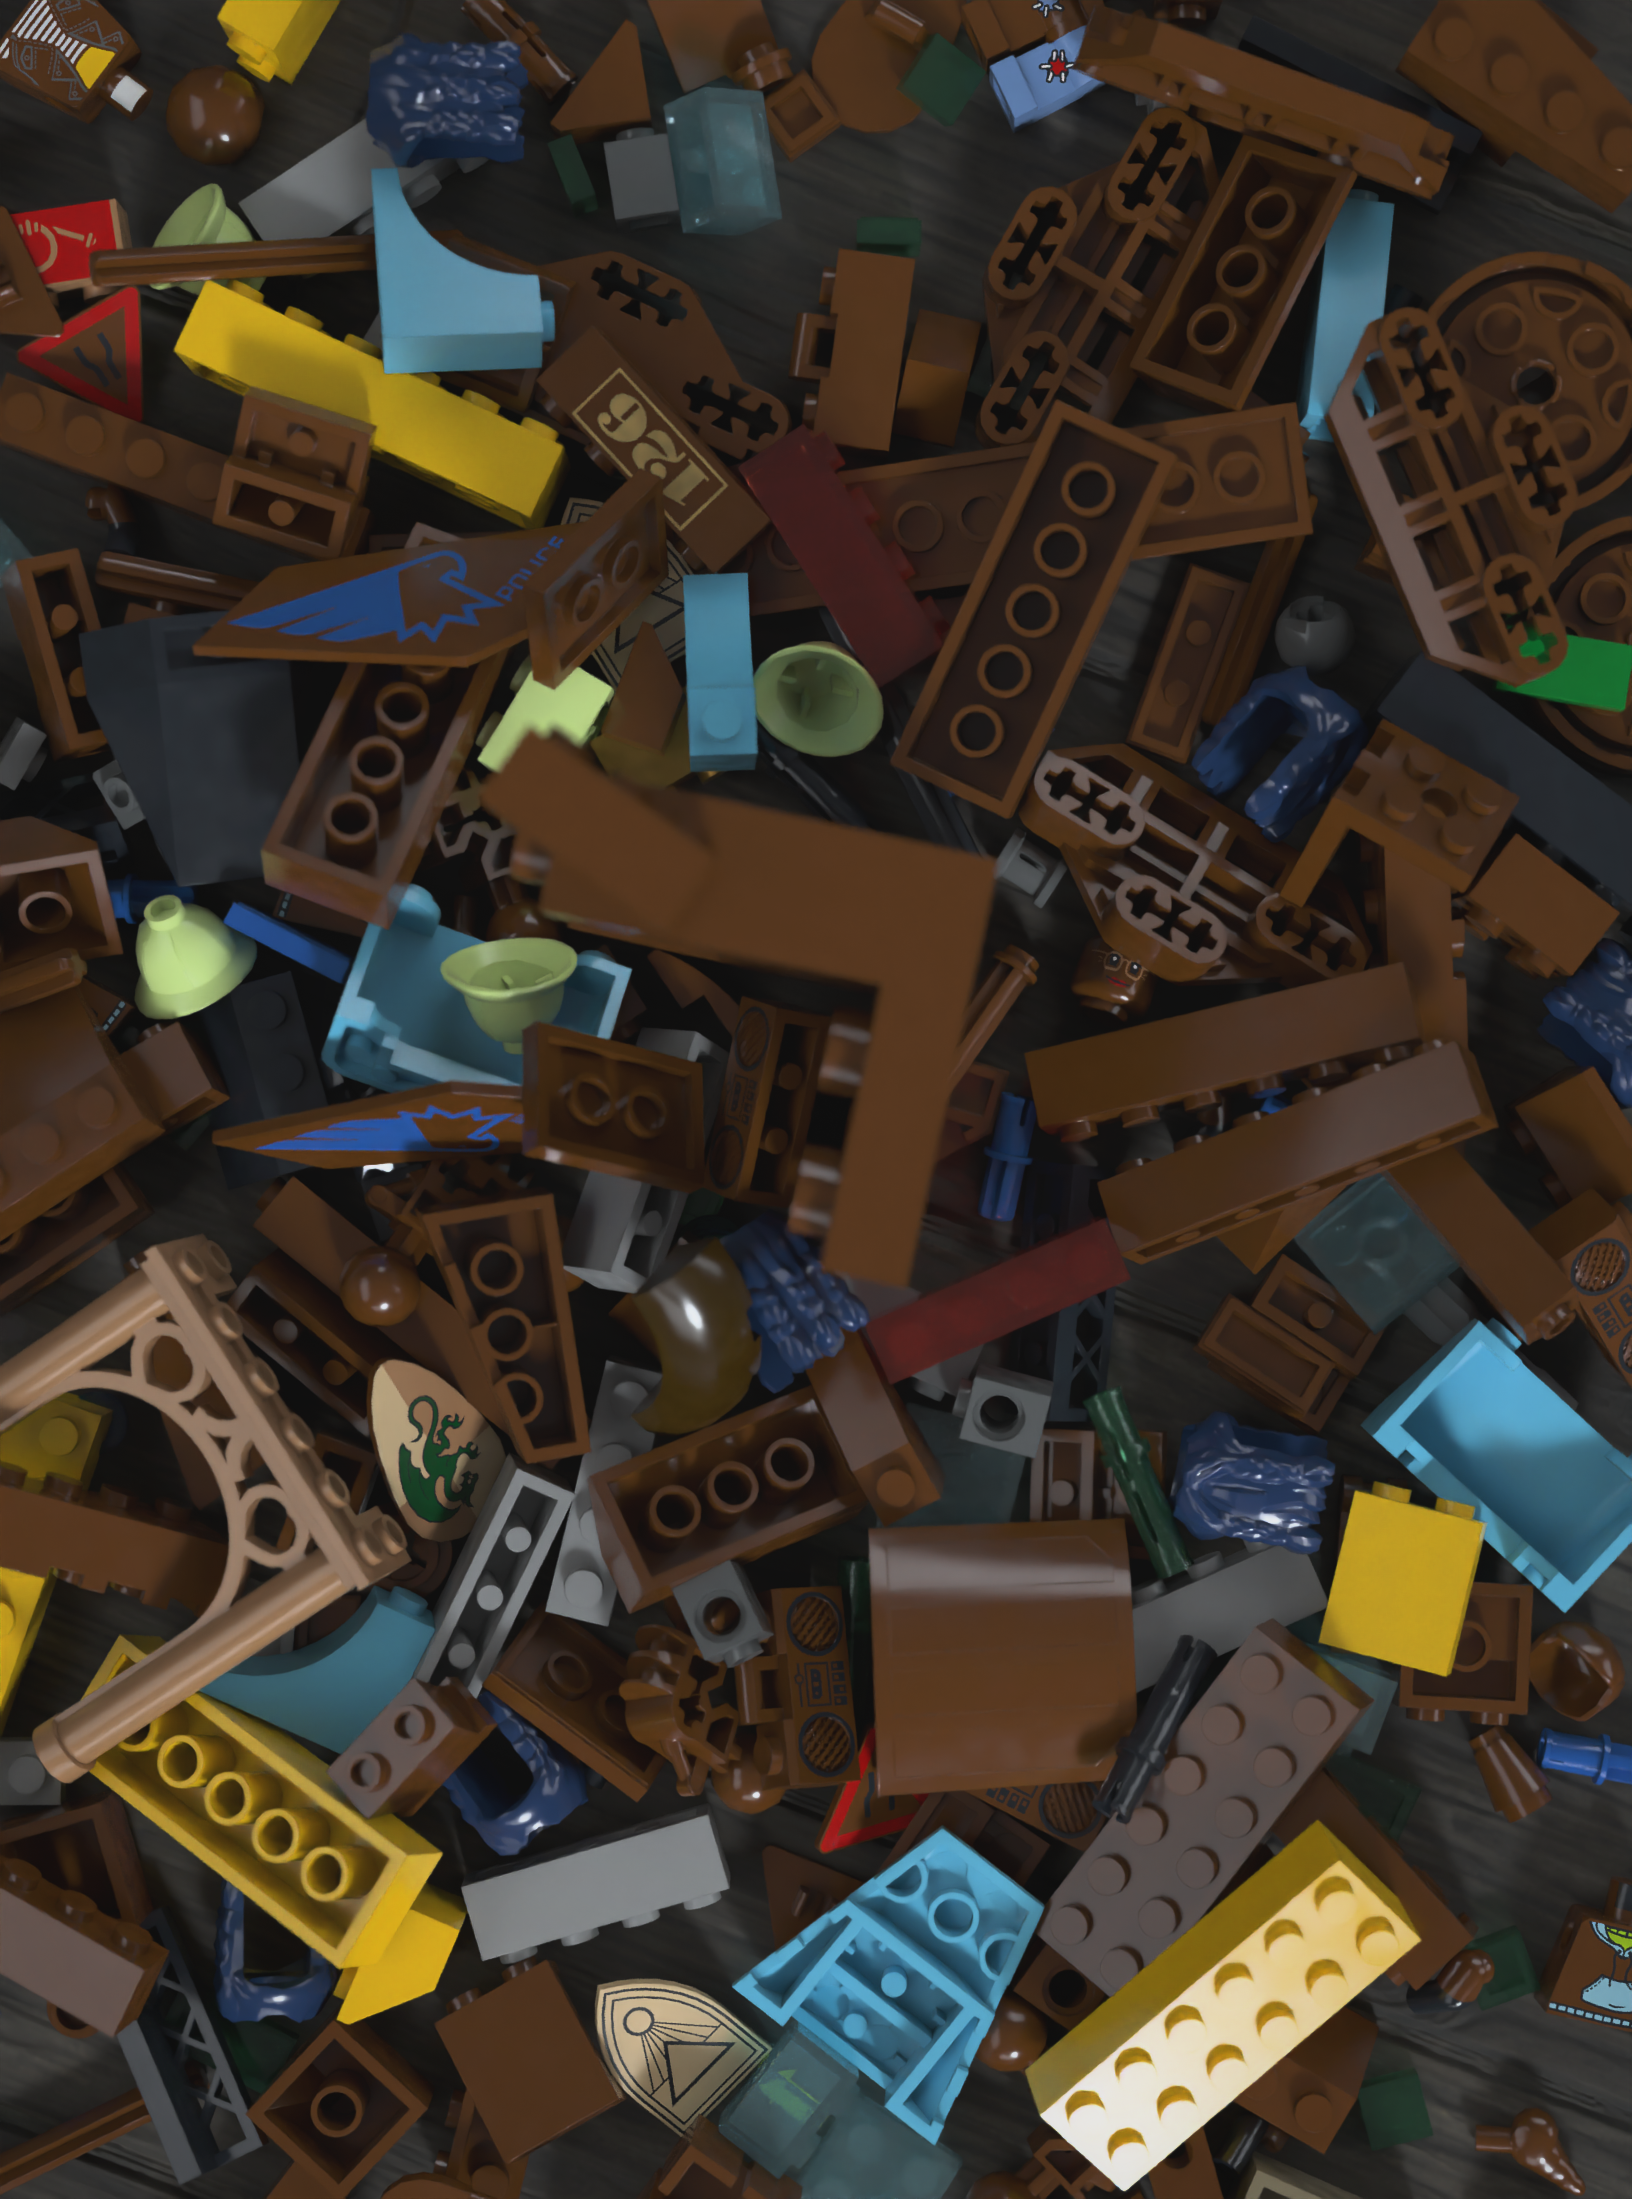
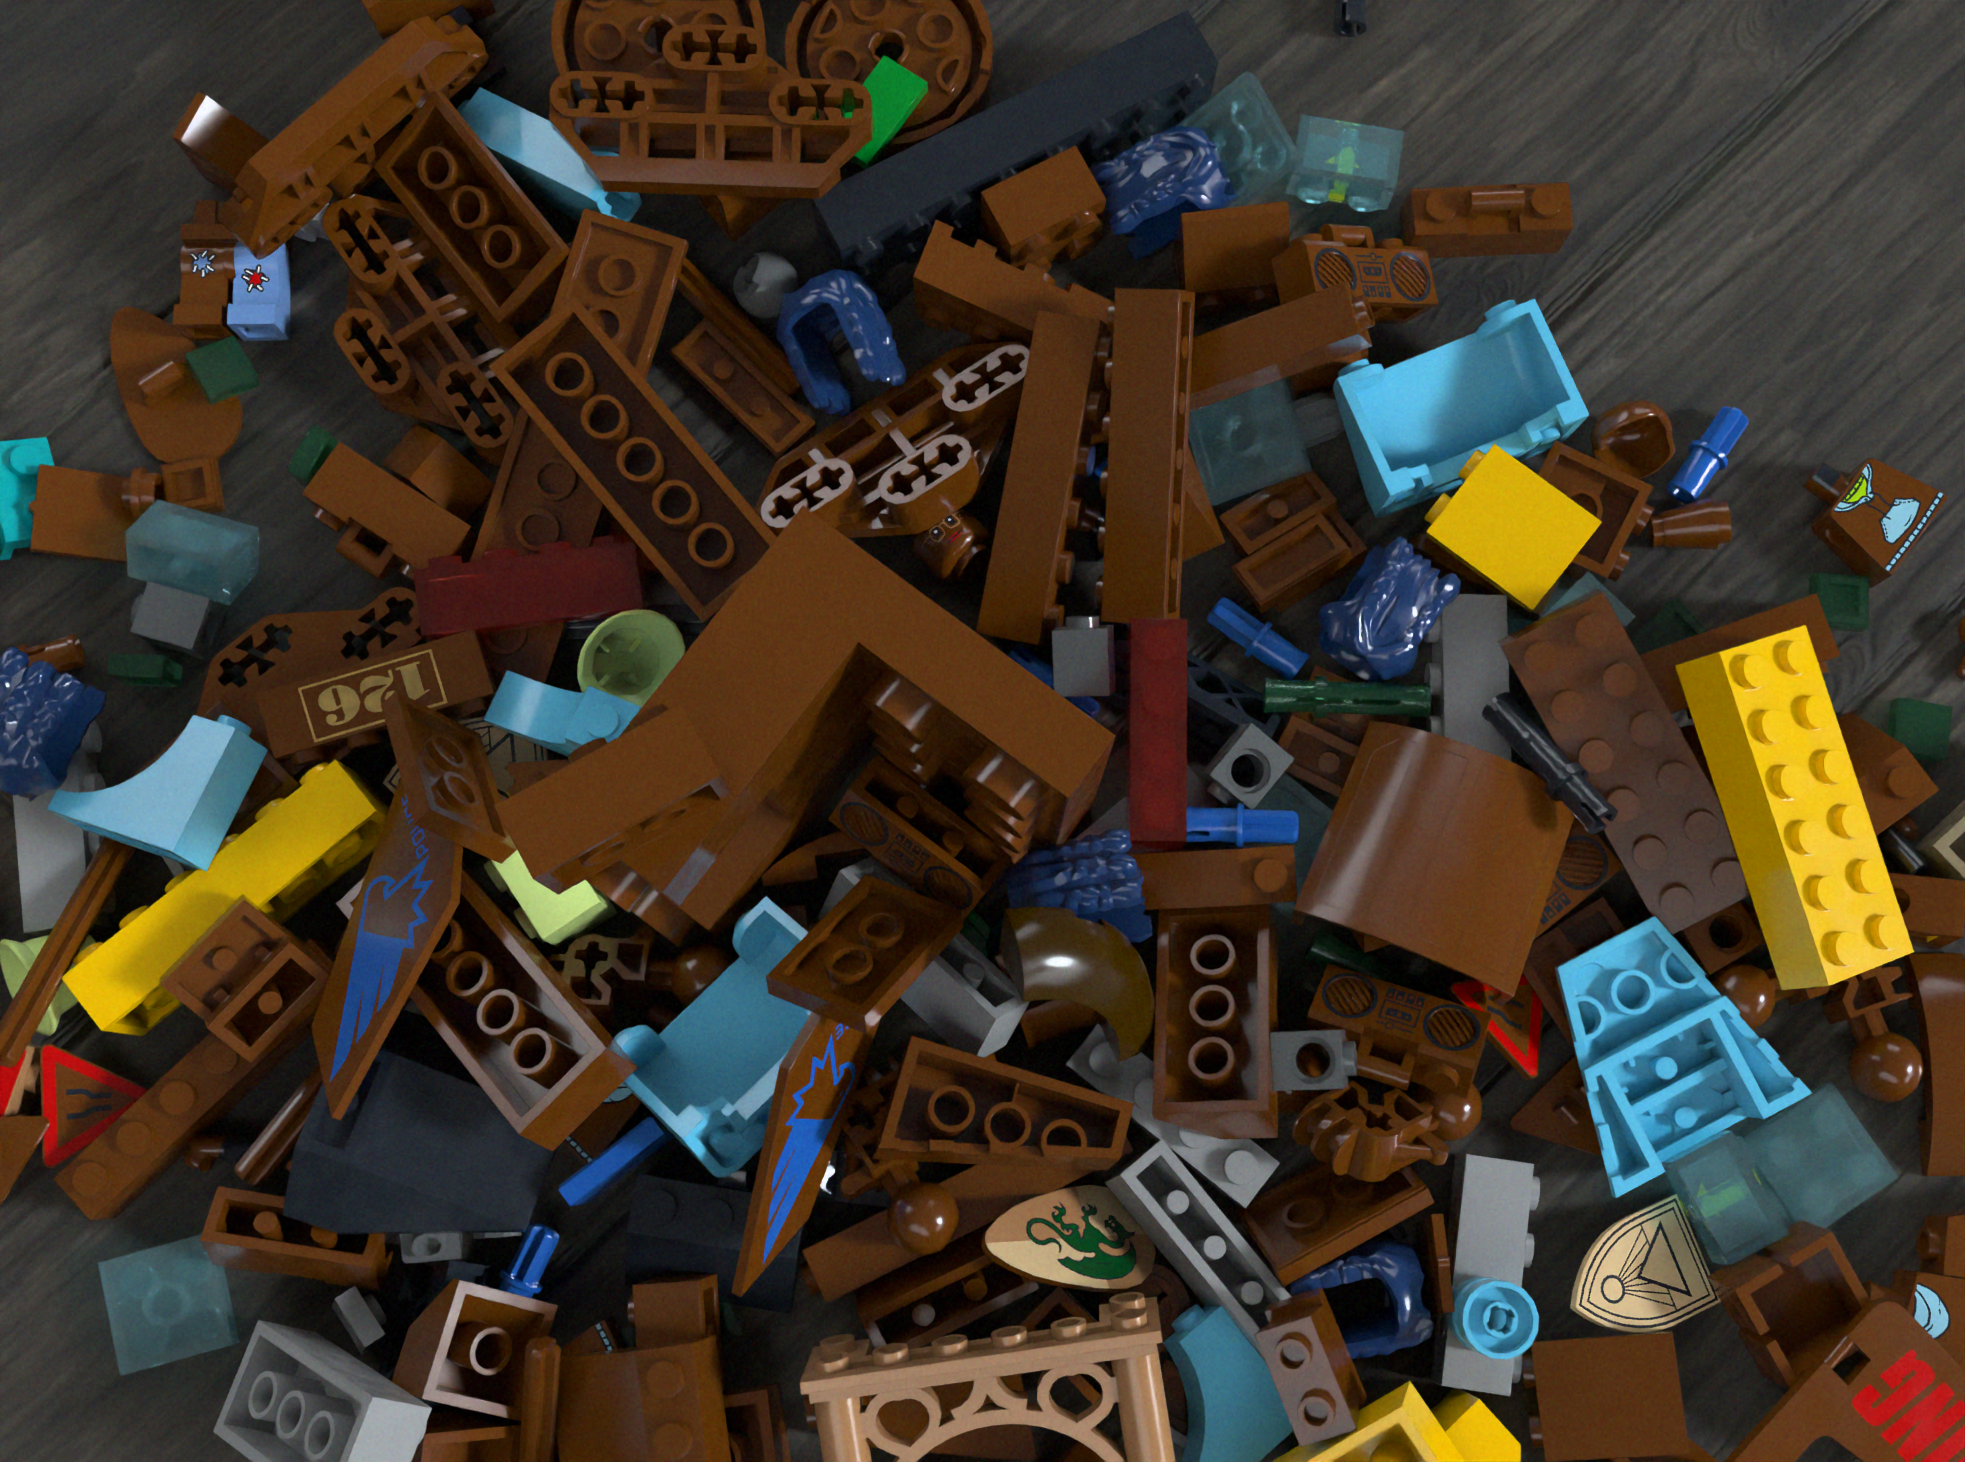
camera: 65 degrees left, 10 degrees down
(187, 958) = (587, 1255): yellowish green hat -> none
(511, 984) = (733, 996): yellowish green hat -> none
(548, 1909) = (1493, 1317): none -> medium azure wheel
(577, 1830) = (1435, 1265): none -> reddish brown piece
(610, 94) = (98, 613): reddish brown slope -> none
(936, 1432) = (1241, 825): none -> blue axle
(1045, 1184) = (1083, 658): none -> dark grey brick
(1164, 1356) = (1256, 638): none -> blue axle
(1386, 802) = (918, 250): reddish brown bracket -> none
(1455, 1985) = (1847, 636): reddish brown arm -> none

